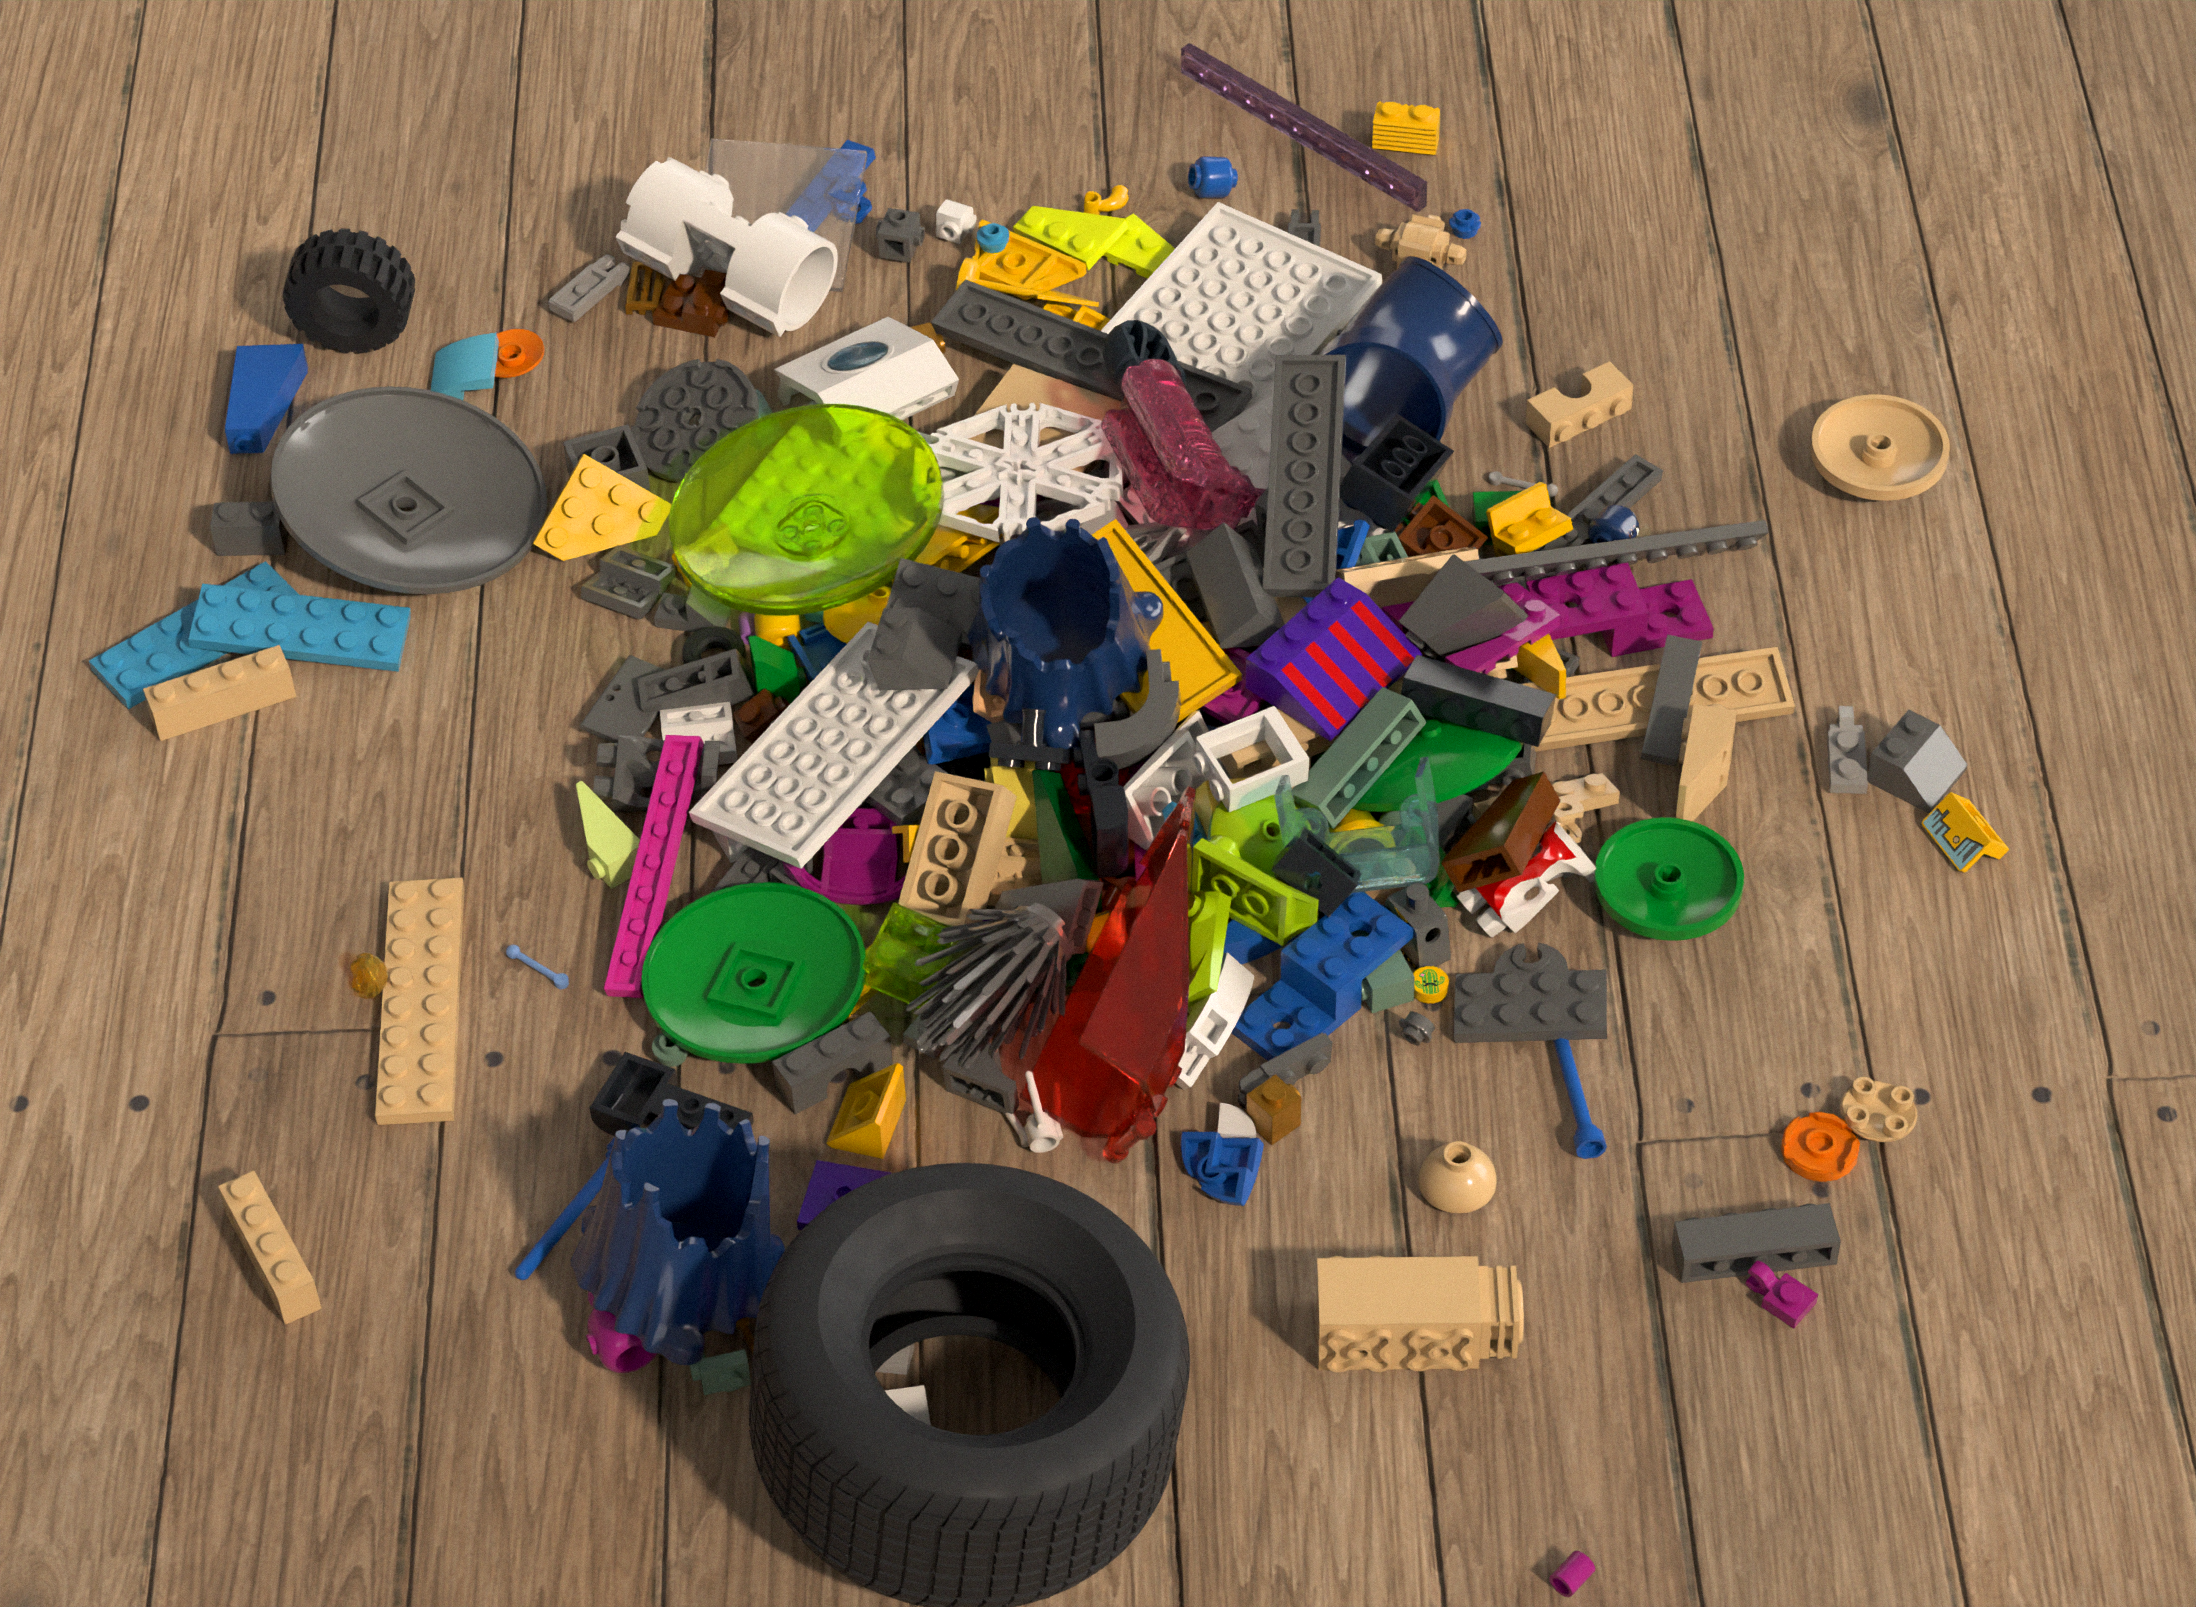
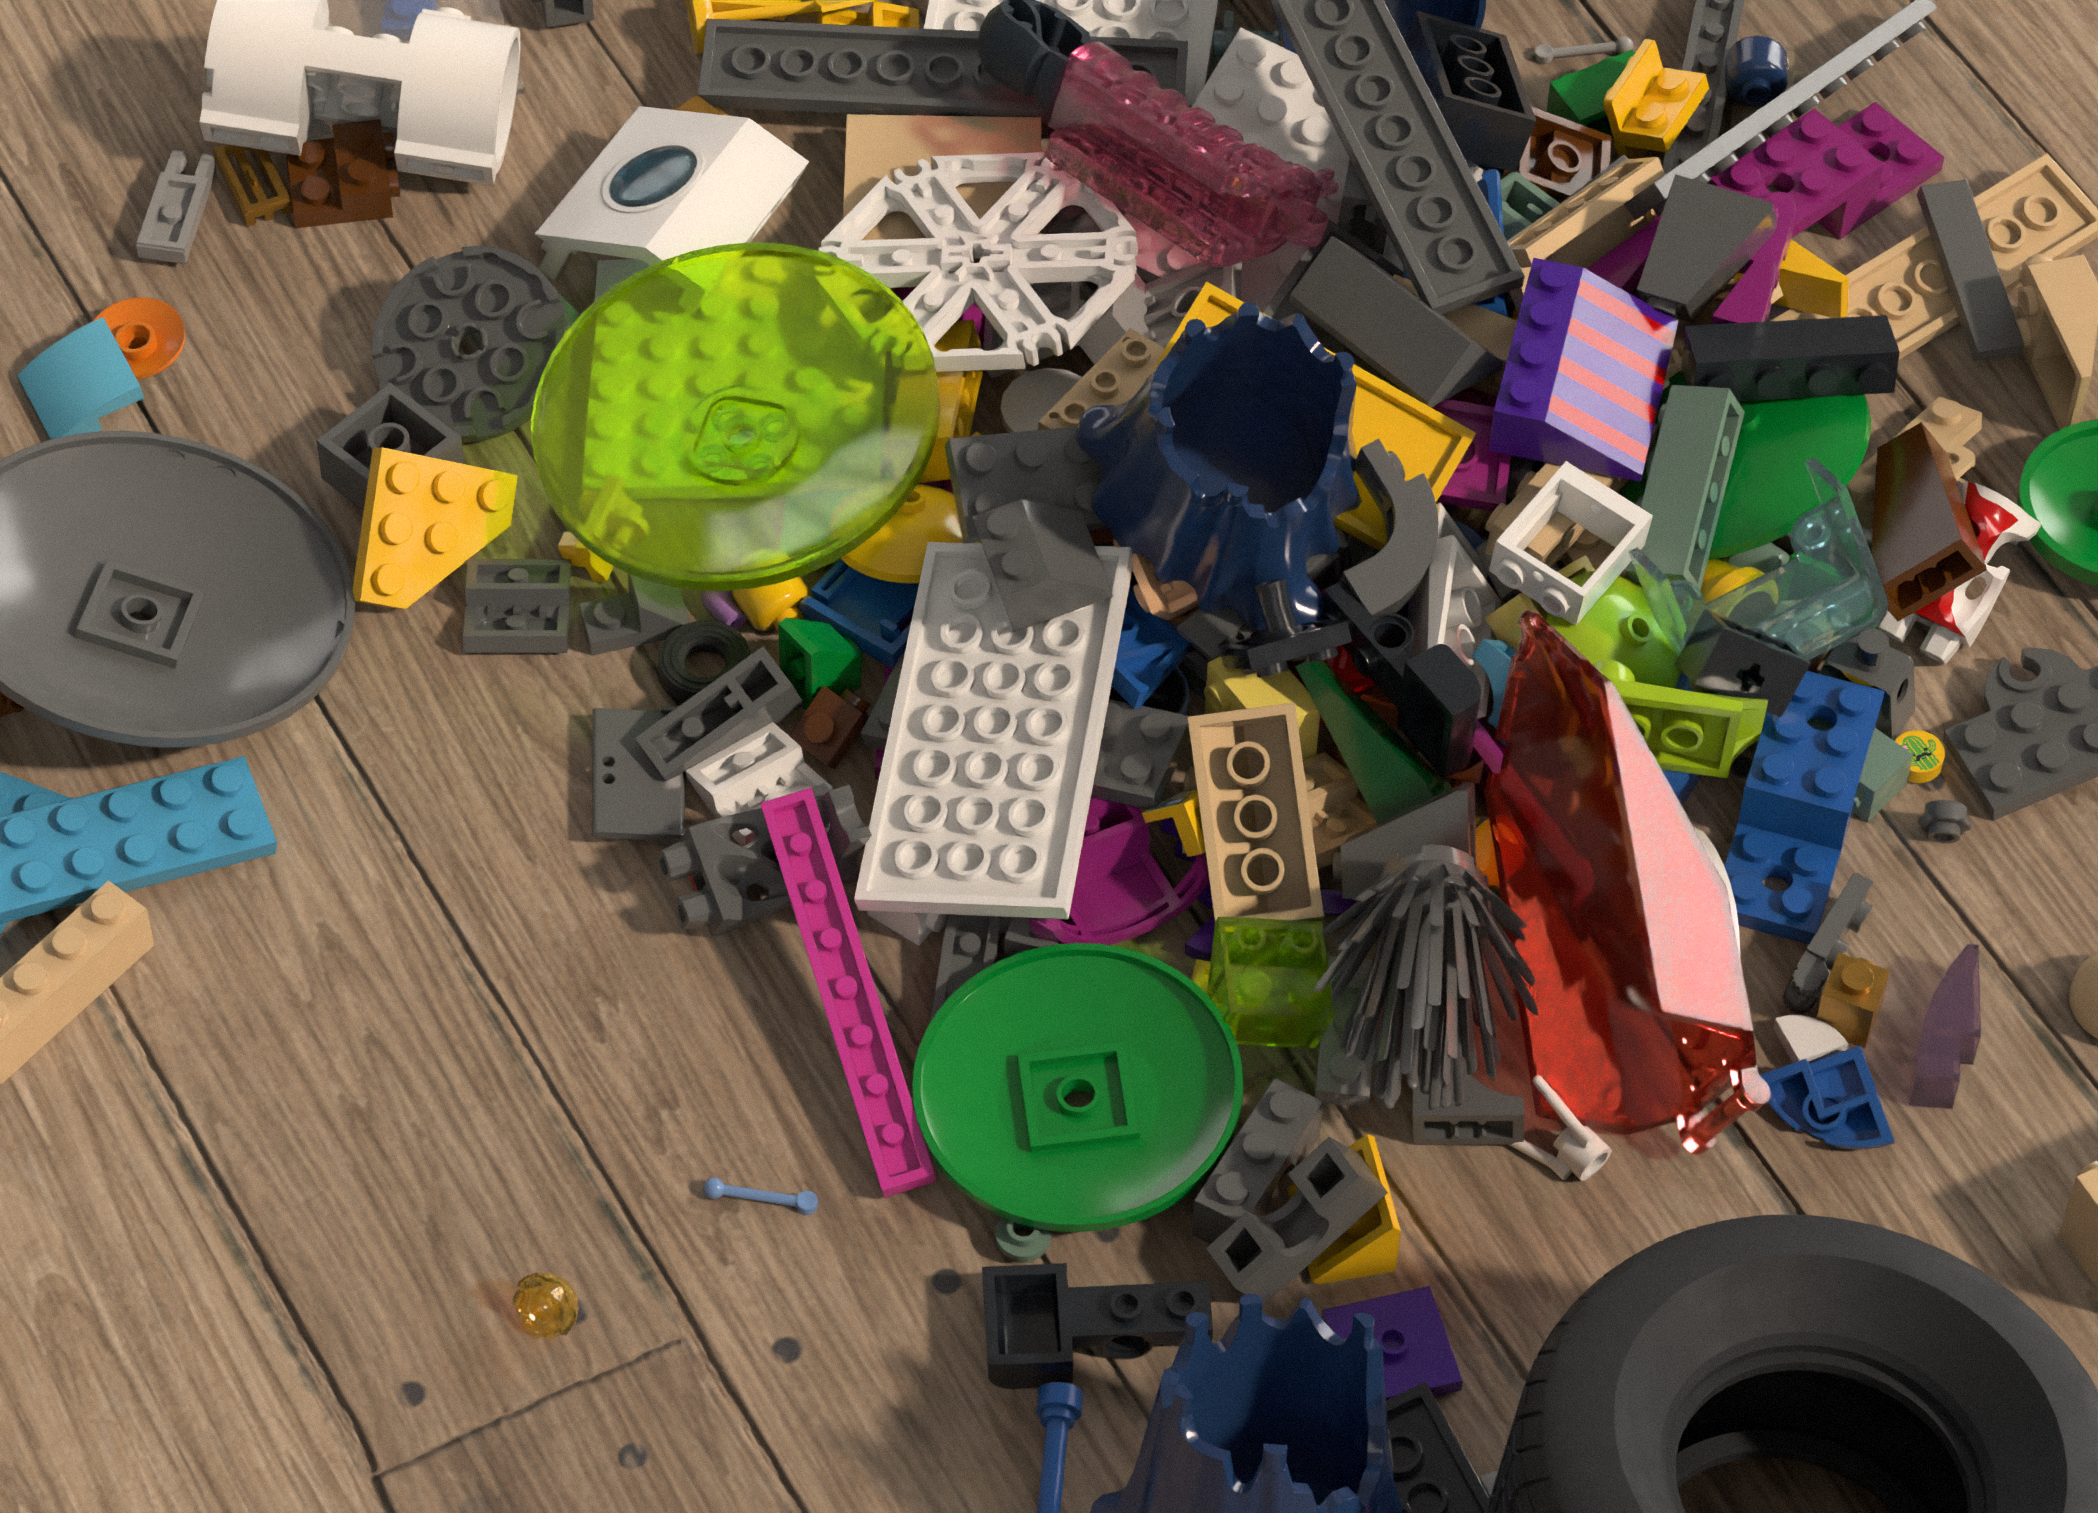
camera: 30 degrees left, 5 degrees up
(420, 1002) = (637, 1311): tan plate -> none
(609, 841) = (746, 983): yellowish green slope -> none
(799, 1111) = (1272, 1249): none -> dark grey arch
(1323, 1152) = (1948, 1034): none -> clear purple slope

